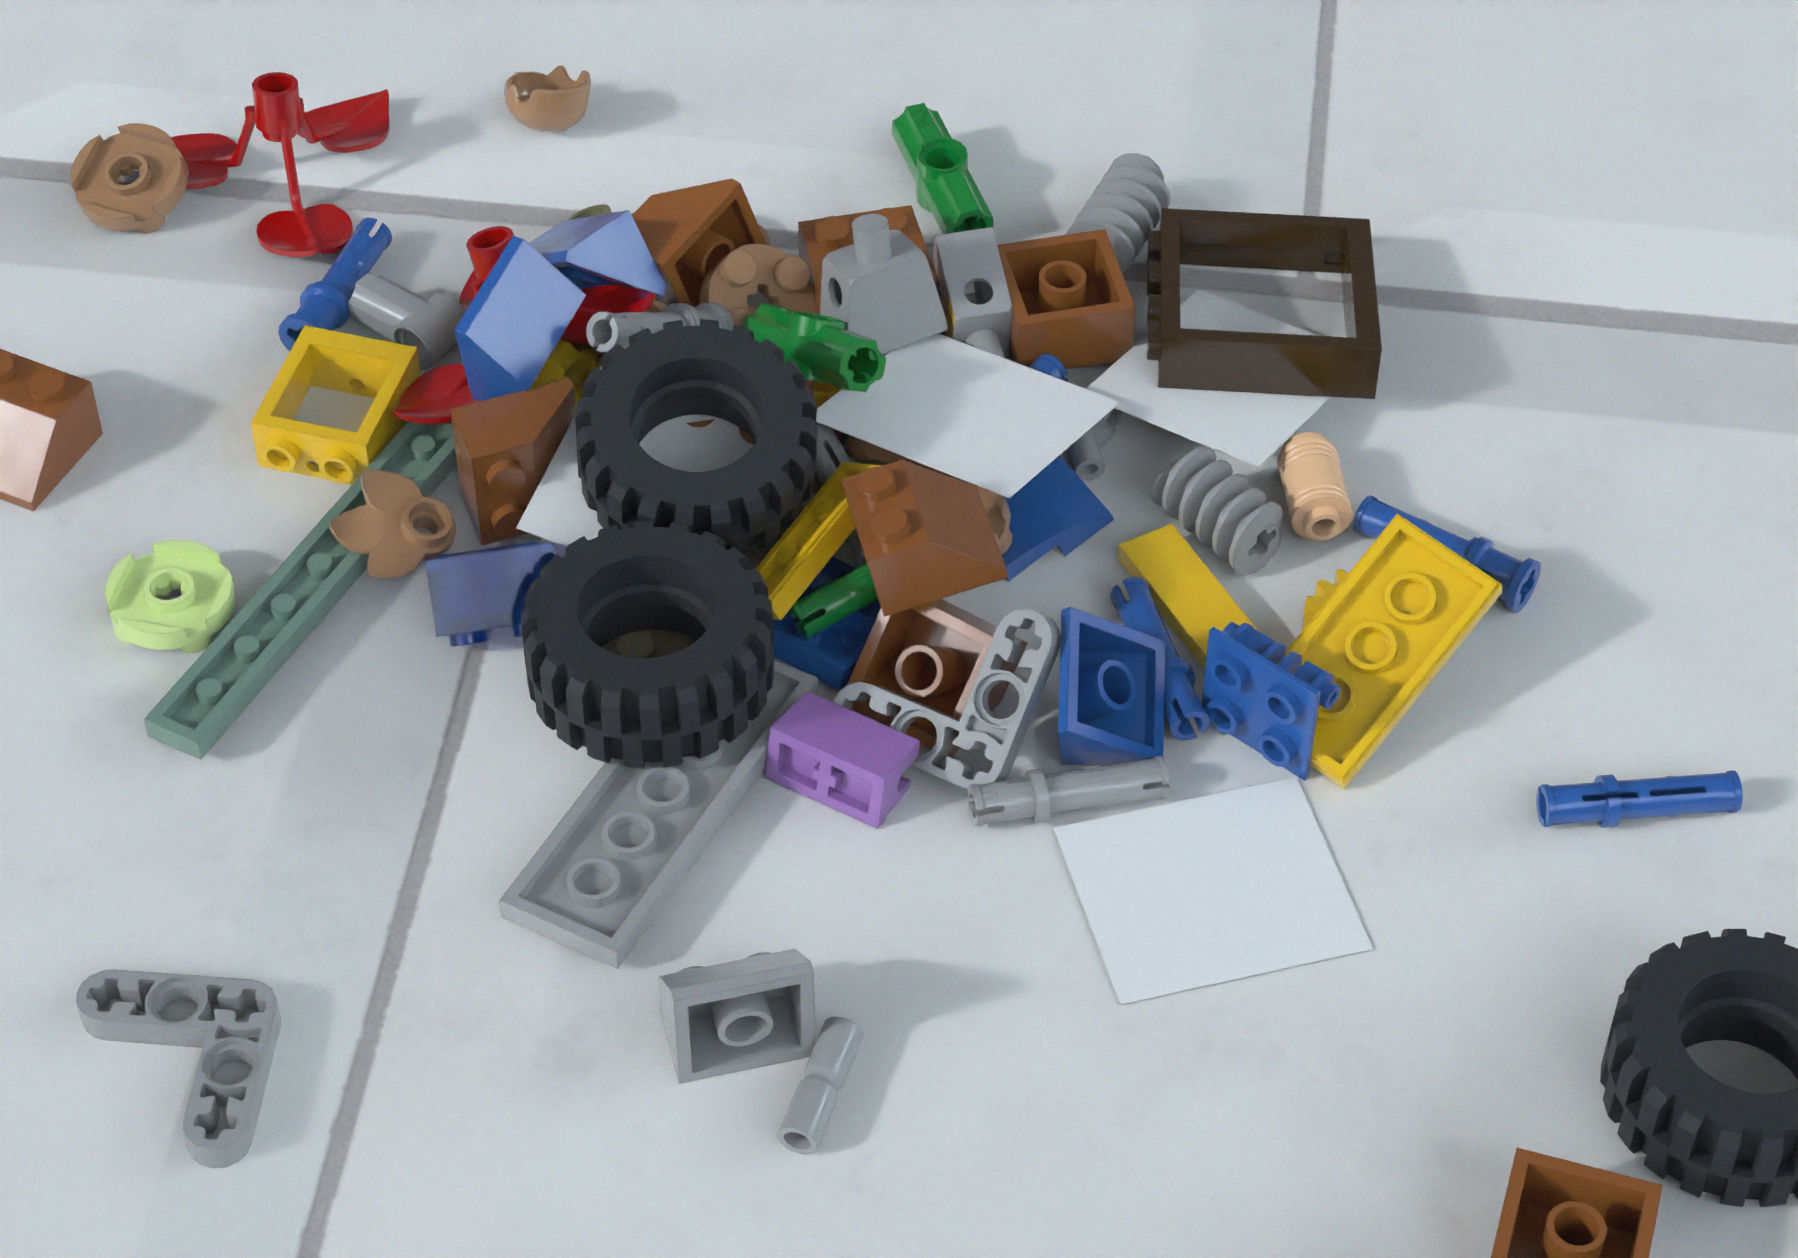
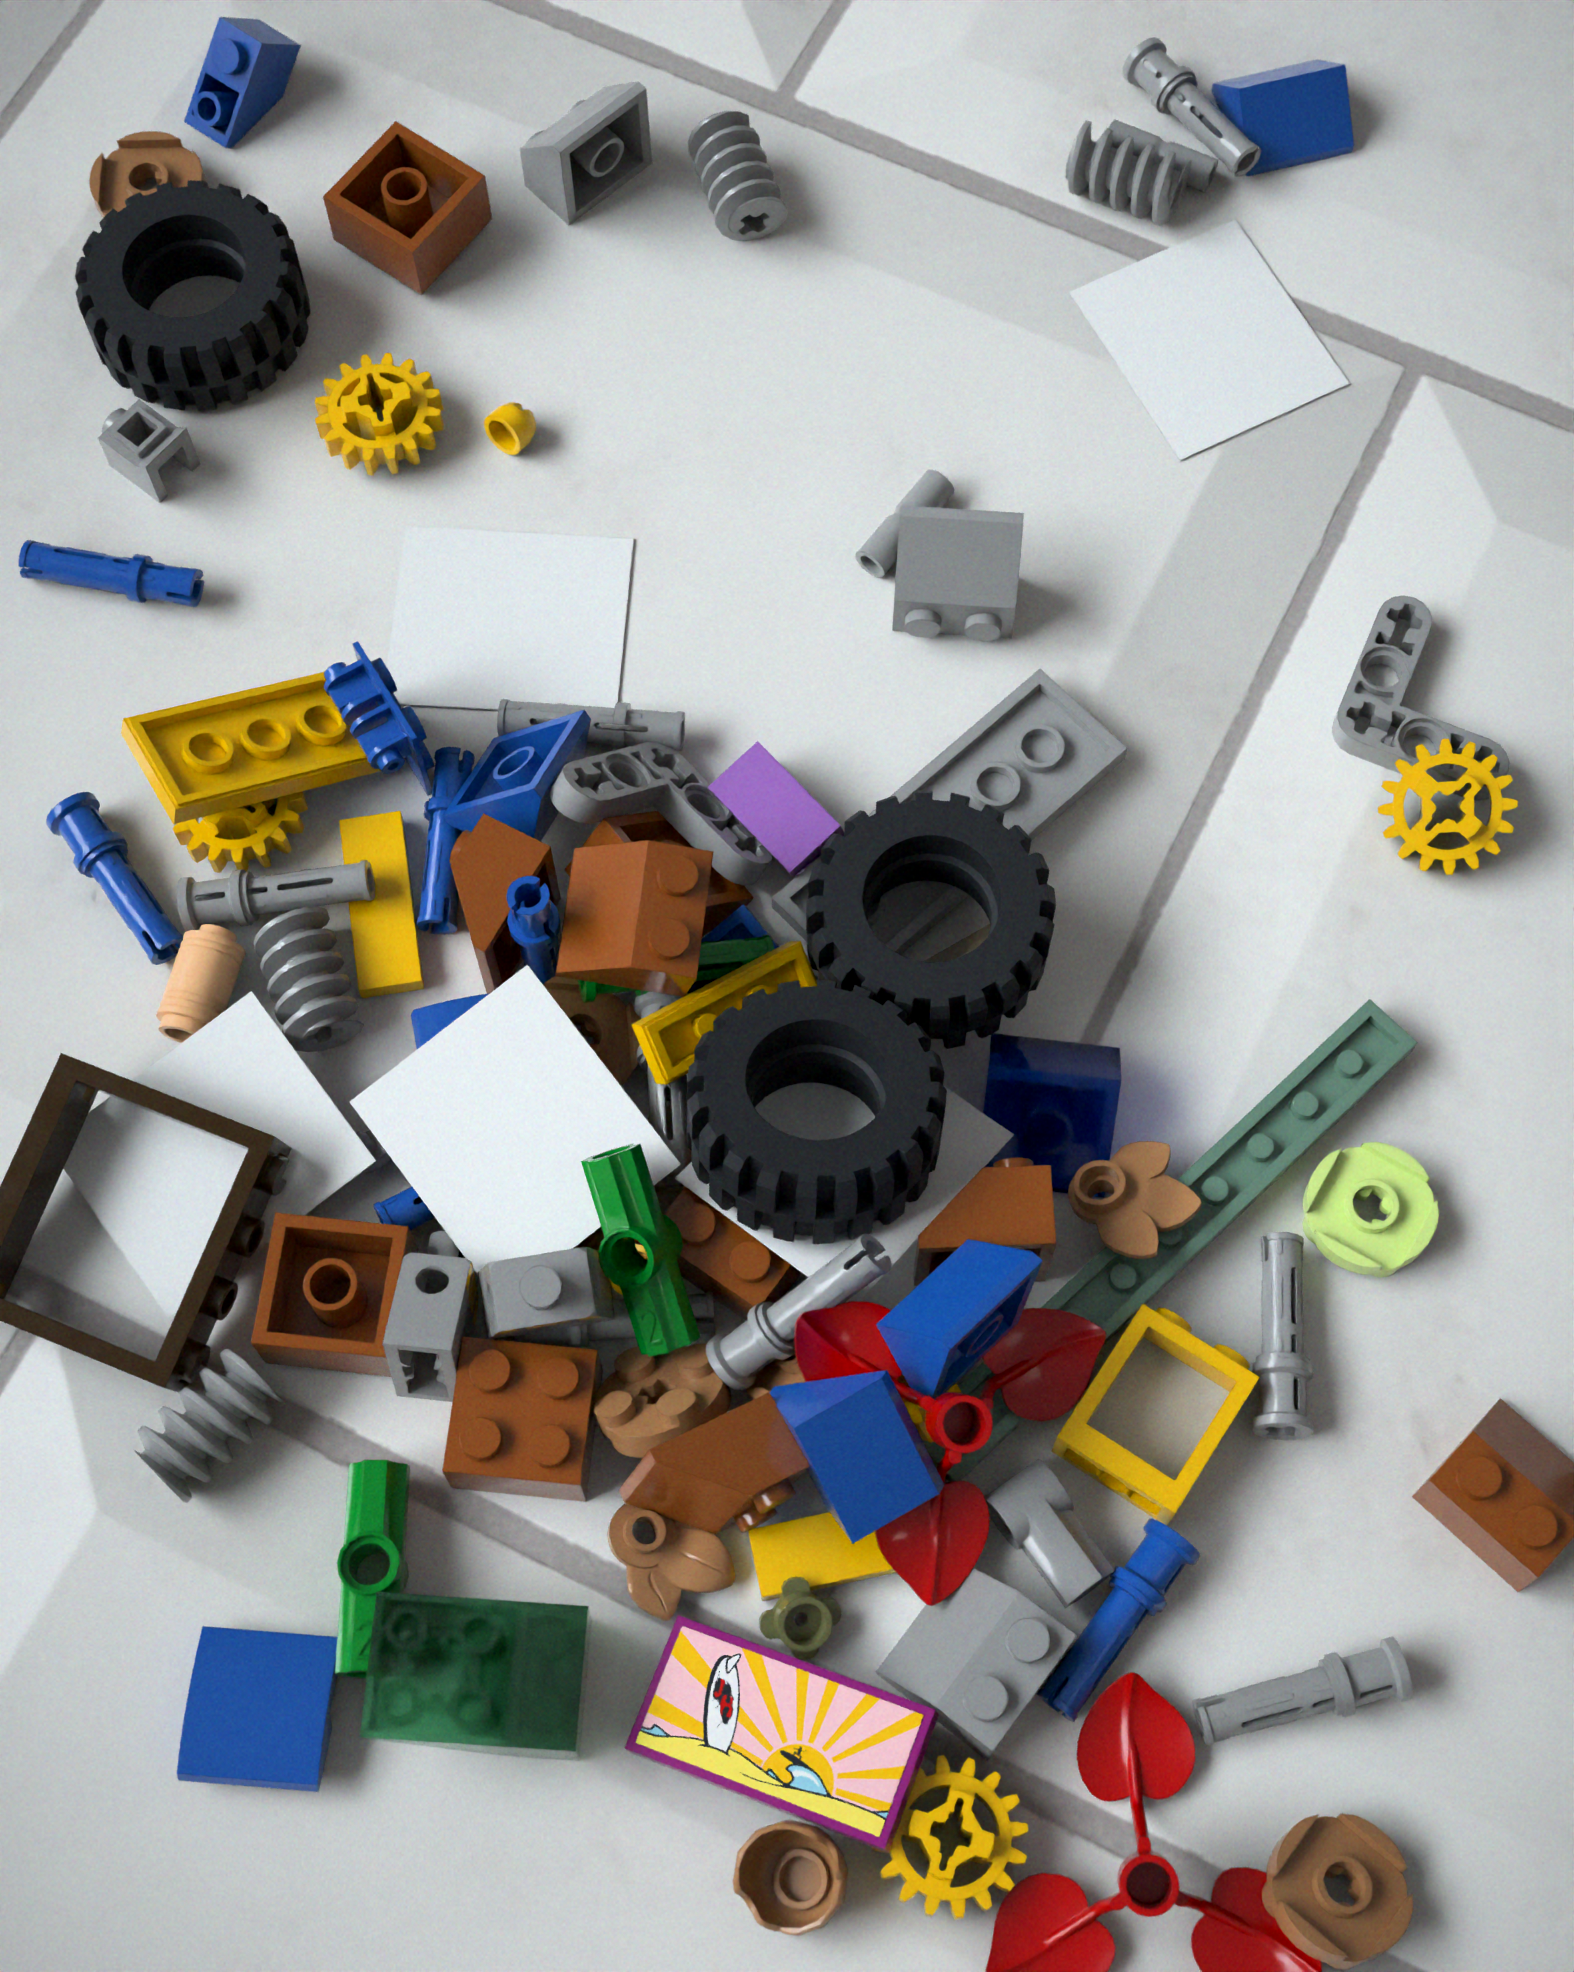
camera: 160 degrees left, 20 degrees up
(140, 925) = (1468, 825): none -> yellow gear
(151, 288) = (1333, 1686): none -> light grey pin
(232, 466) = (1282, 1360): none -> light grey pin
(426, 226) = (977, 1659): none -> light grey slope
(436, 143) = (982, 1846): none -> yellow gear
(576, 156) = (783, 1732): none -> tile
(821, 131) = (478, 1675): none -> clear green slope
(988, 98) = (258, 1709): none -> blue slope
(1016, 523) = (534, 925): none -> blue pin
(1075, 564) = (483, 870): none -> dark orange slope
(1312, 557) = (246, 897): none -> light grey pin
(1313, 1060) = (510, 427): none -> yellow hinge
(1463, 1025) = (351, 423): none -> yellow gear
(1684, 907) = (141, 442): none -> light grey window

